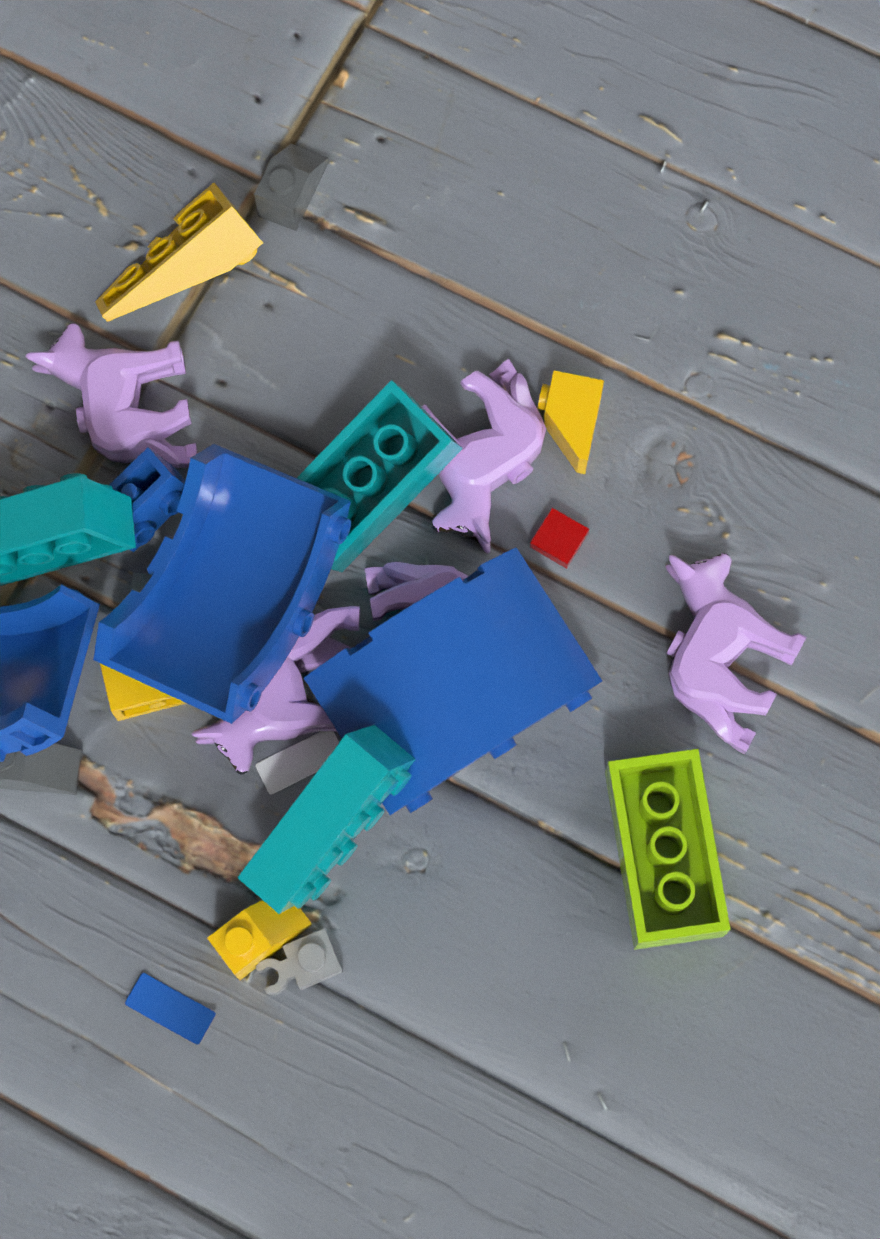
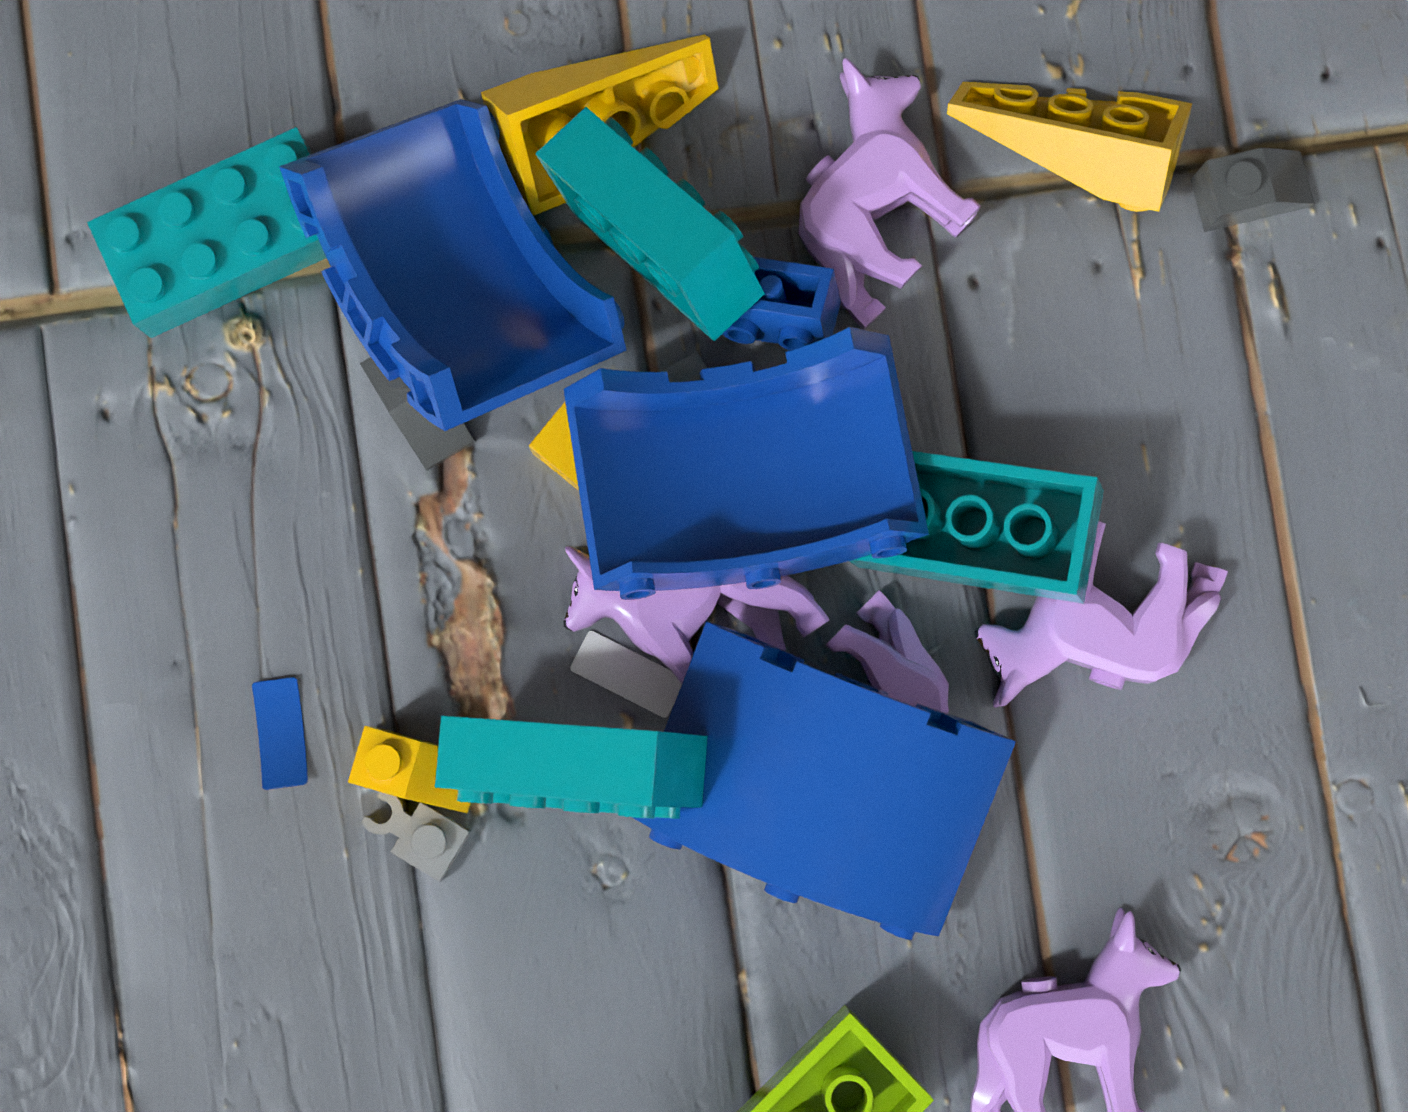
camera: 50 degrees right, 10 degrees up
(559, 538) = (1066, 772): red tile -> none
(571, 414) = (1214, 688): yellow slope -> none

